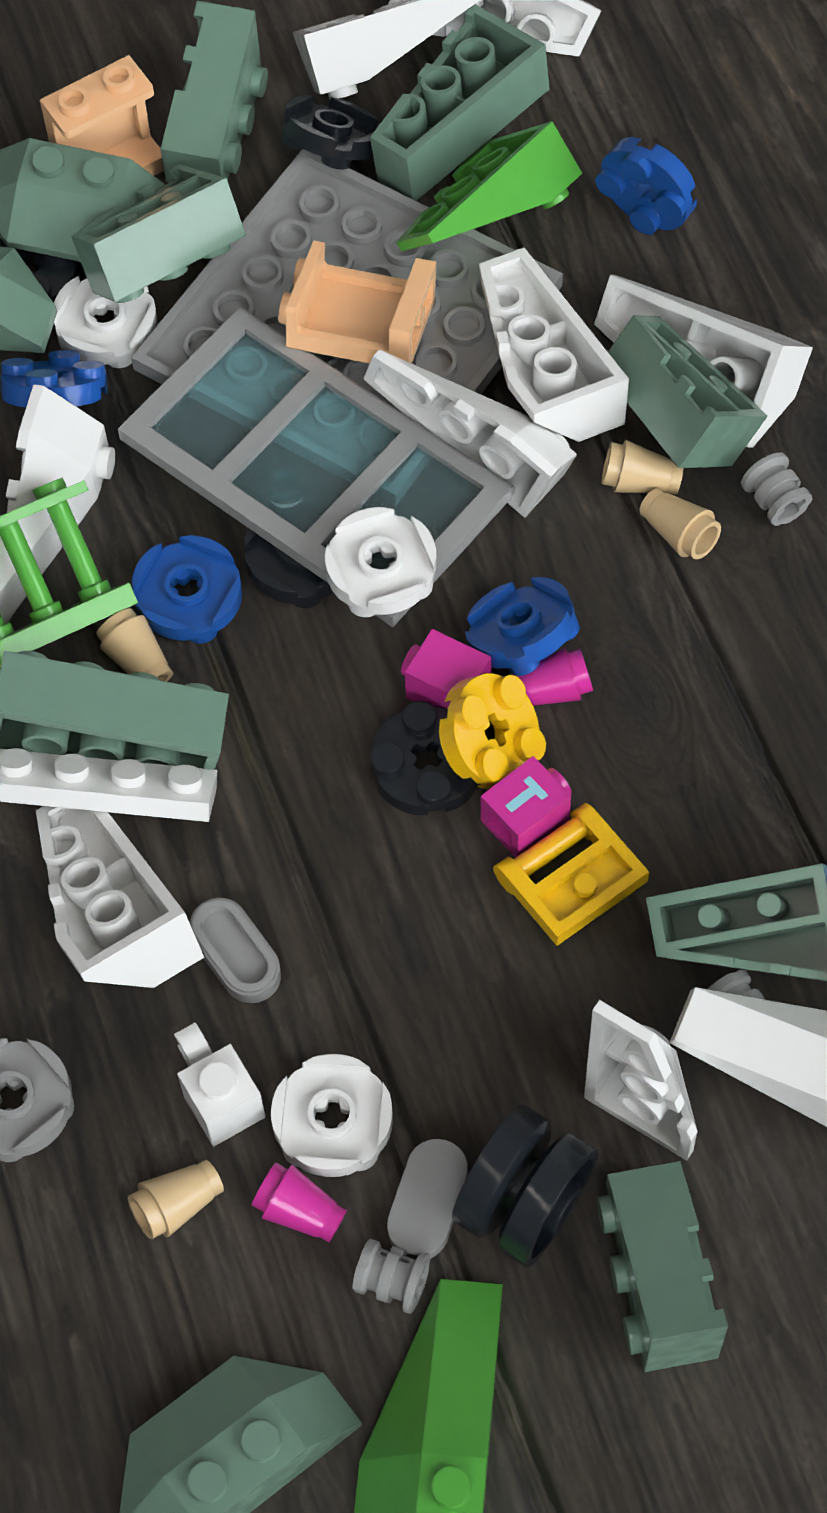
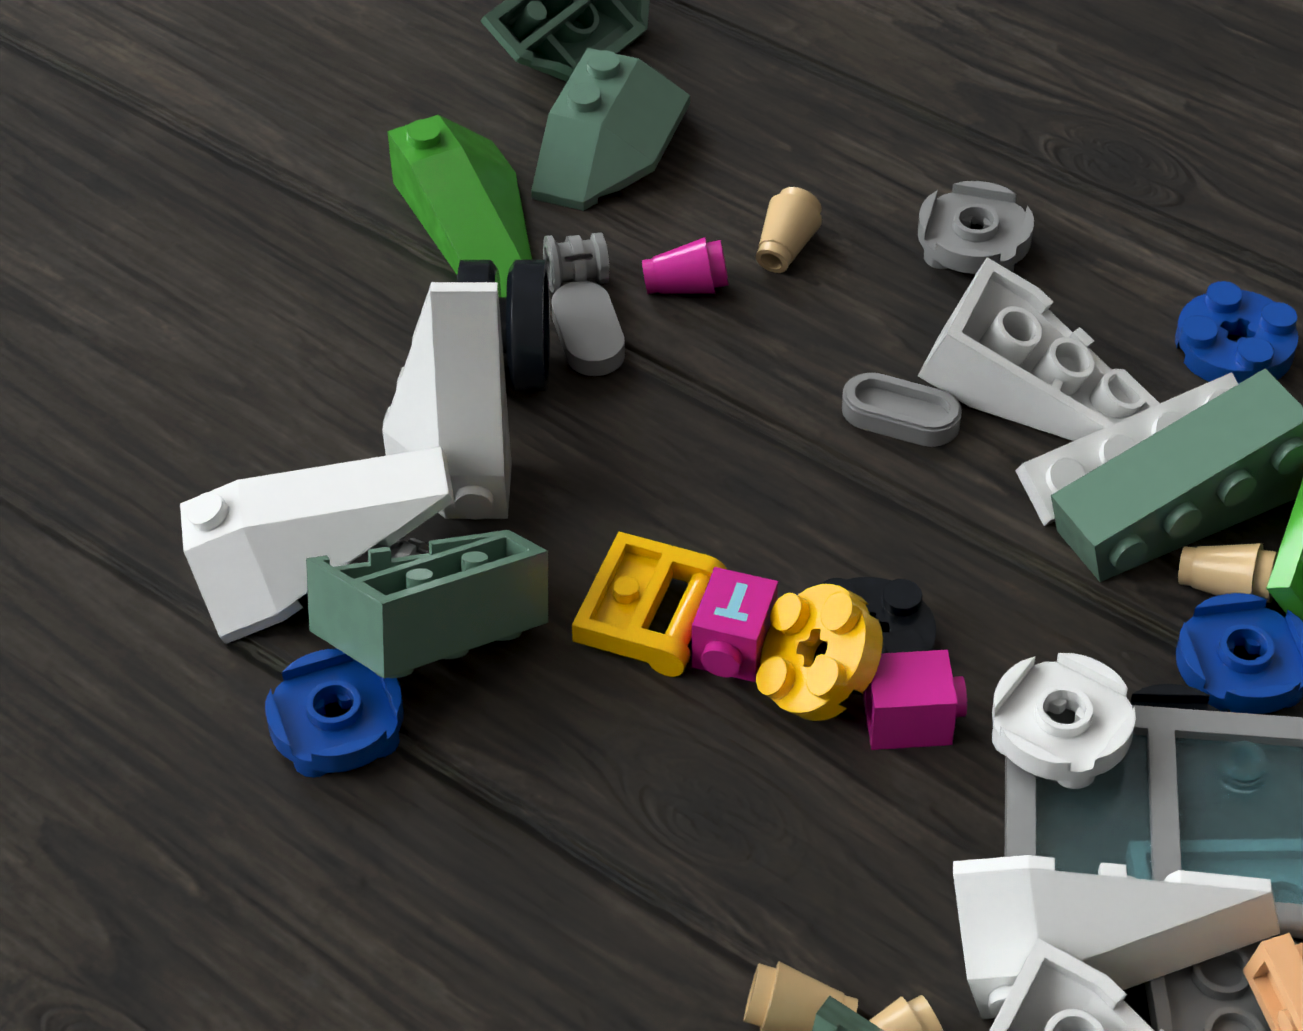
camera: 145 degrees right, 15 degrees down
(217, 1087) = (814, 294): white brick -> none
(332, 1150) = (711, 359): white plate -> none
(544, 618) = (851, 795): blue plate -> none
(558, 678) = (803, 760): dark pink cone -> none
(661, 1267) = (336, 330): sand green wedge -> none

